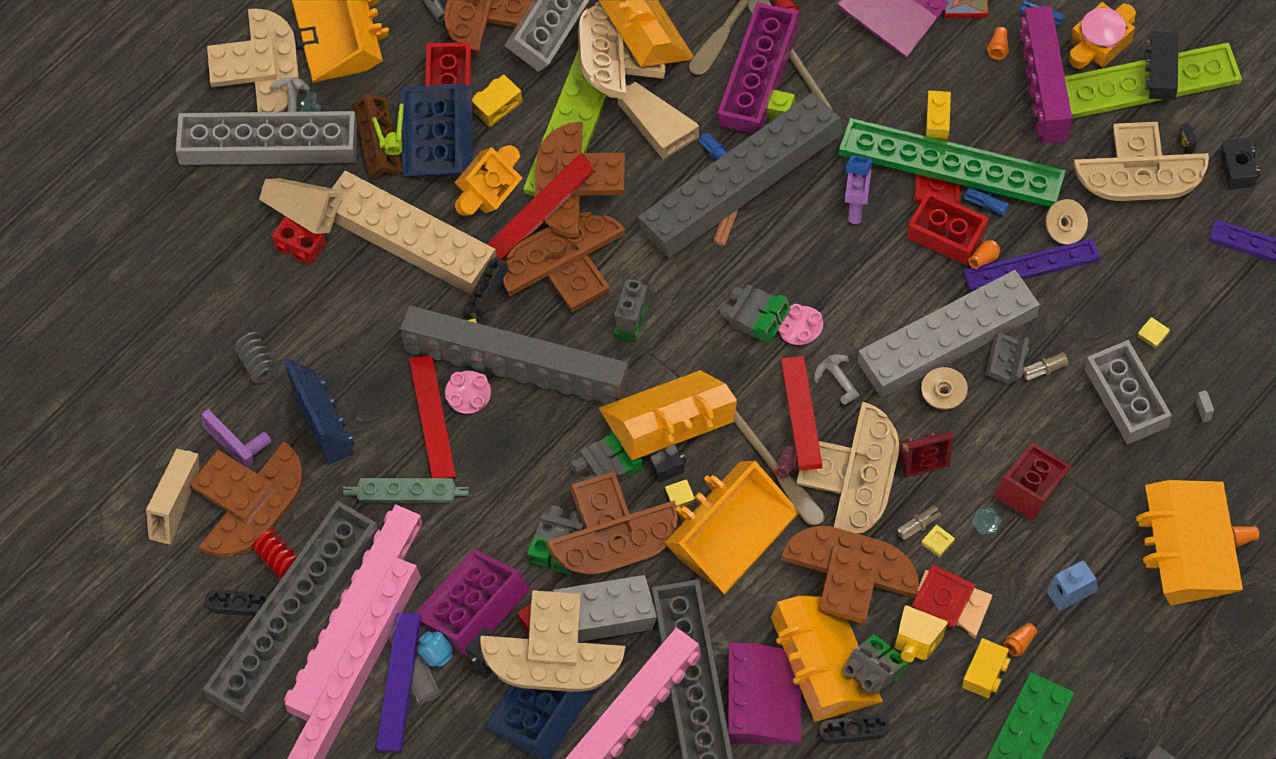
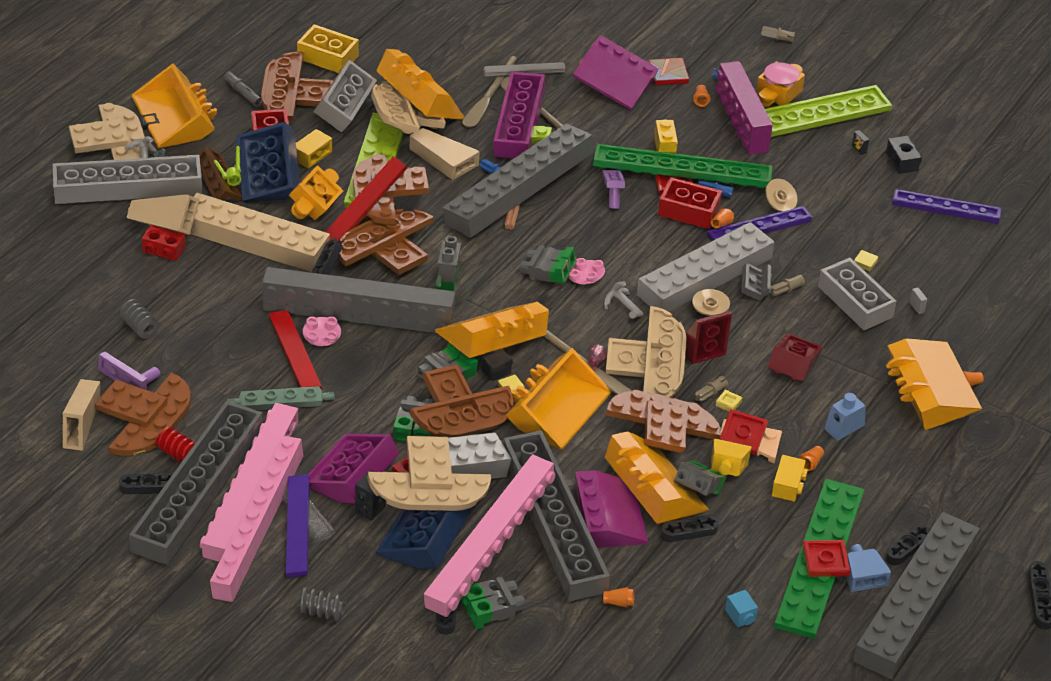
camera: 15 degrees left, 20 degrees down
(320, 412) = (198, 349): dark blue slope -> none
(435, 648) = (325, 498): dark azure head -> none
(801, 413) = (601, 323): red tile -> none
(859, 165) = (611, 169): blue tile -> none
(986, 521) = (764, 386): clear light blue plant -> none
(1140, 168) = (828, 160): tan plate -> none
(1162, 65) = (831, 97): black brick -> none

